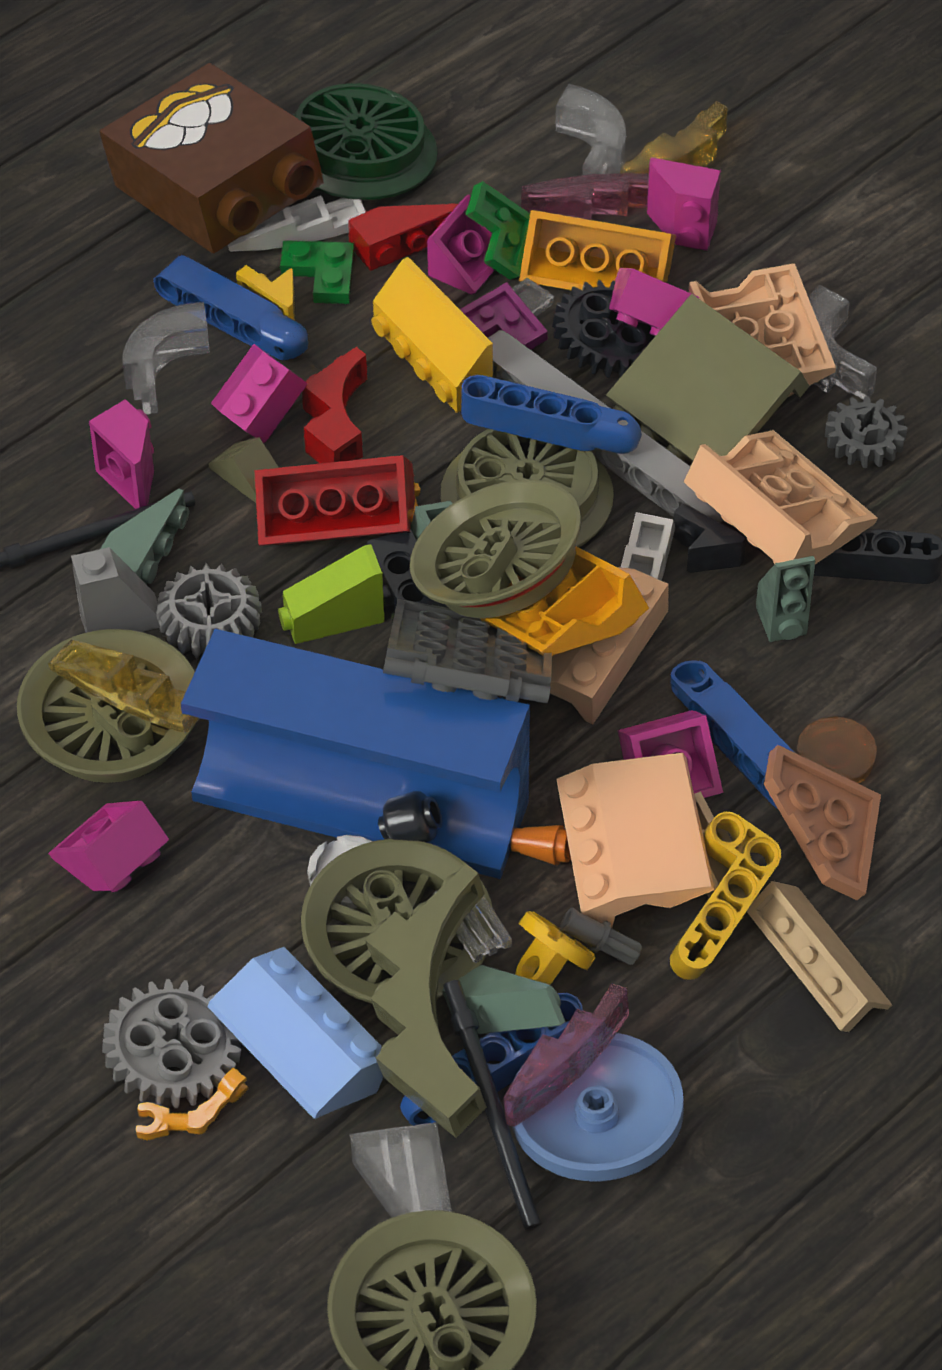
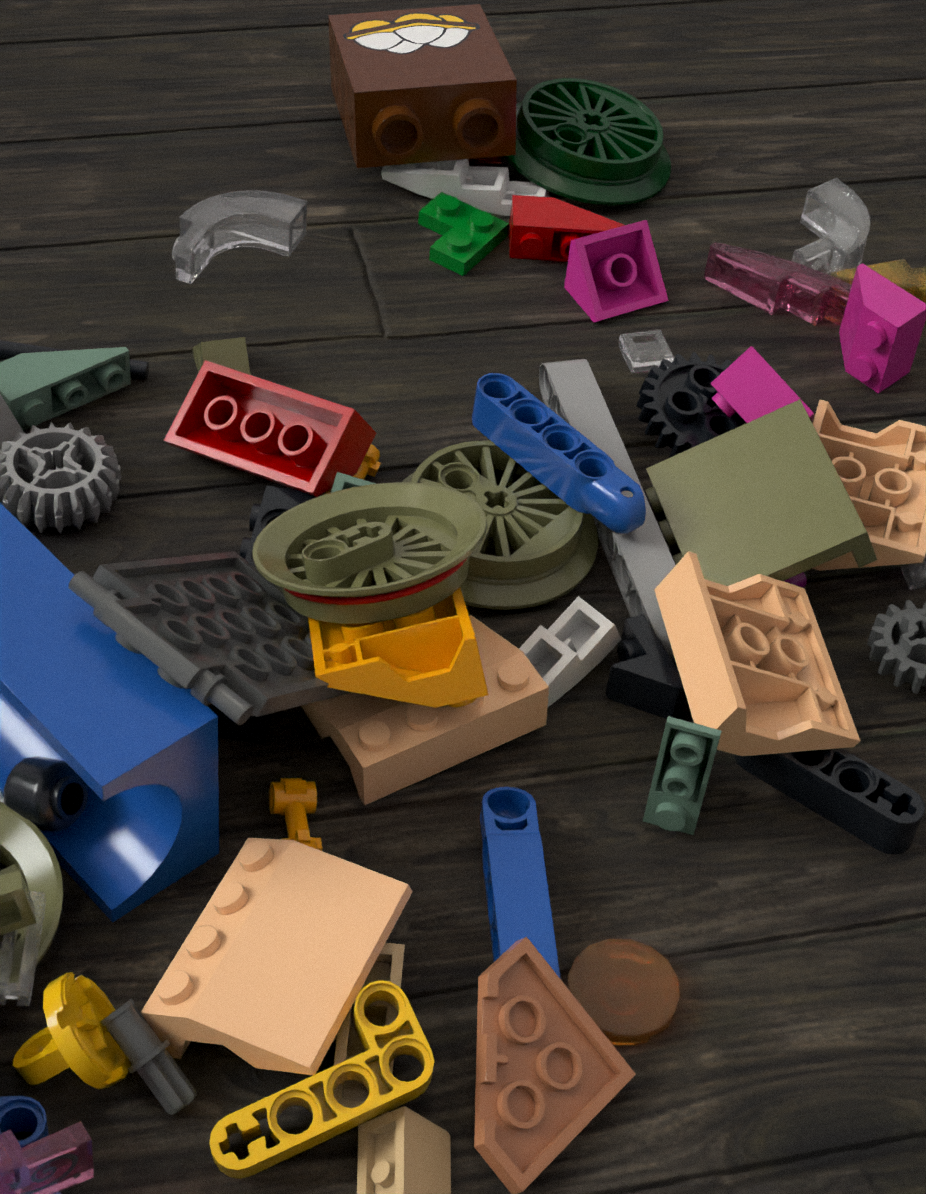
camera: 25 degrees right, 5 degrees down
(124, 451) = (110, 289): dark pink slope -> none
(232, 308) = (339, 226): blue piece -> none
(259, 393) = (286, 304): dark pink slope -> none
(278, 292) = (387, 233): yellow slope -> none
(331, 432) = (360, 342): red arch -> none
(335, 598) = (184, 520): lime slope -> none
(431, 332) = (508, 320): yellow slope -> none
(506, 312) = (604, 346): magenta plate -> none
(508, 228) = (672, 267): green plate -> none
(542, 843) = (178, 901): orange cone -> none
(555, 743) = (294, 800): none -> light orange bar
(575, 250) = (726, 319): light orange slope -> none
(674, 734) = (439, 881): dark pink slope -> none

